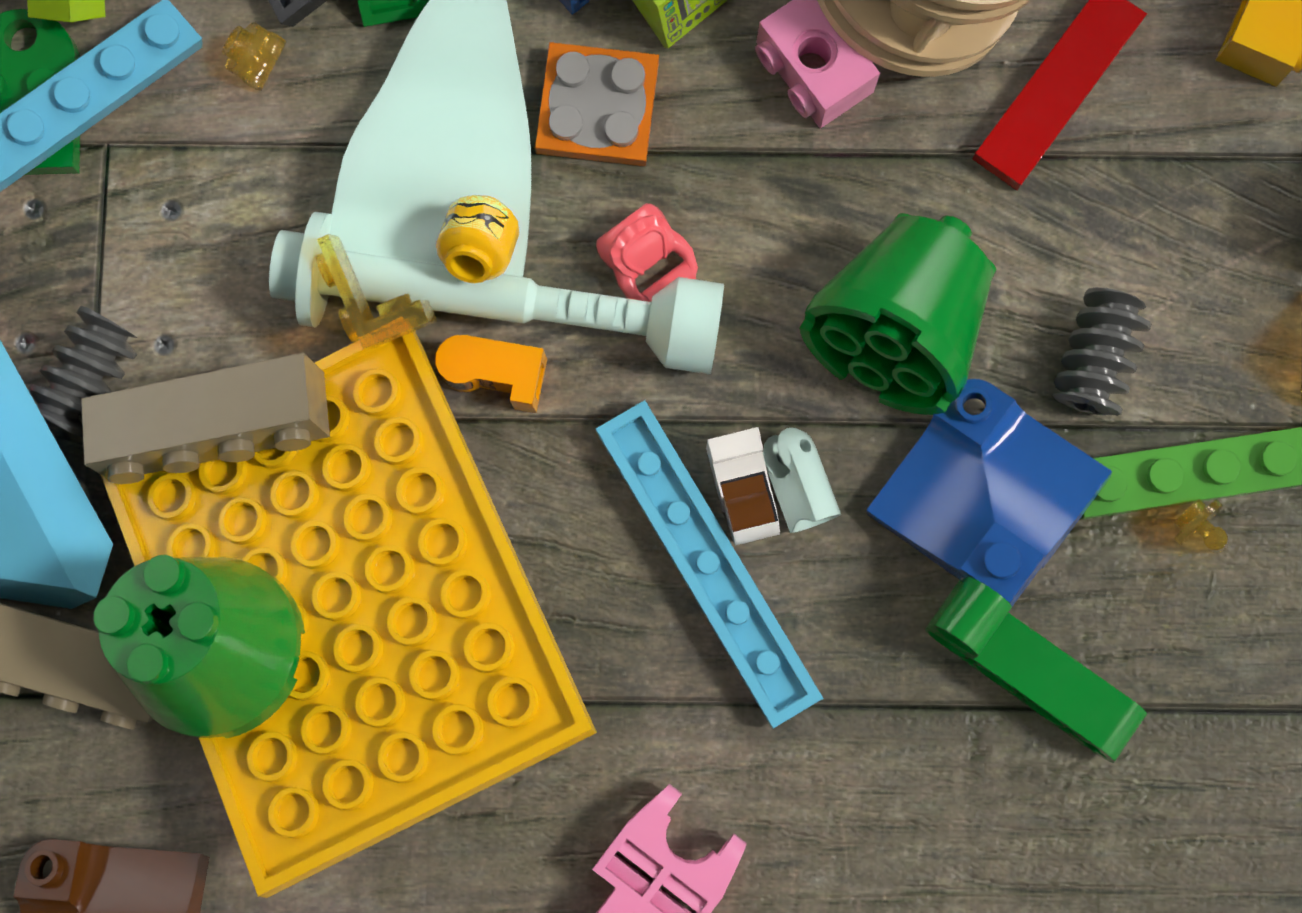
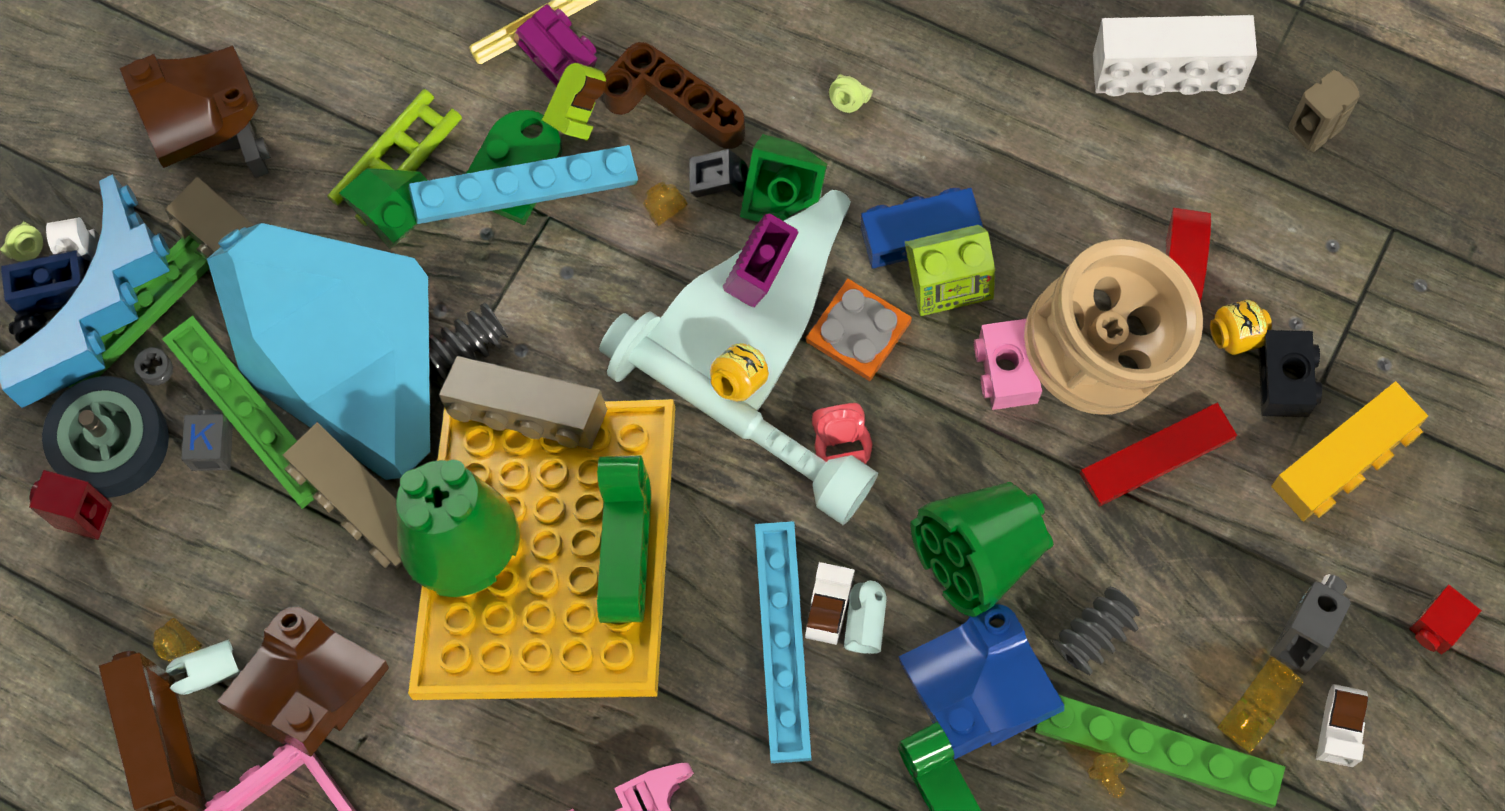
camera: 30 degrees right, 10 degrees down
(396, 316) = (667, 395): clear yellow bracket -> none
(428, 71) = (760, 260): none -> magenta brick
(444, 543) = (624, 538): none -> green beam
(496, 365) = (721, 462): light orange leg -> none

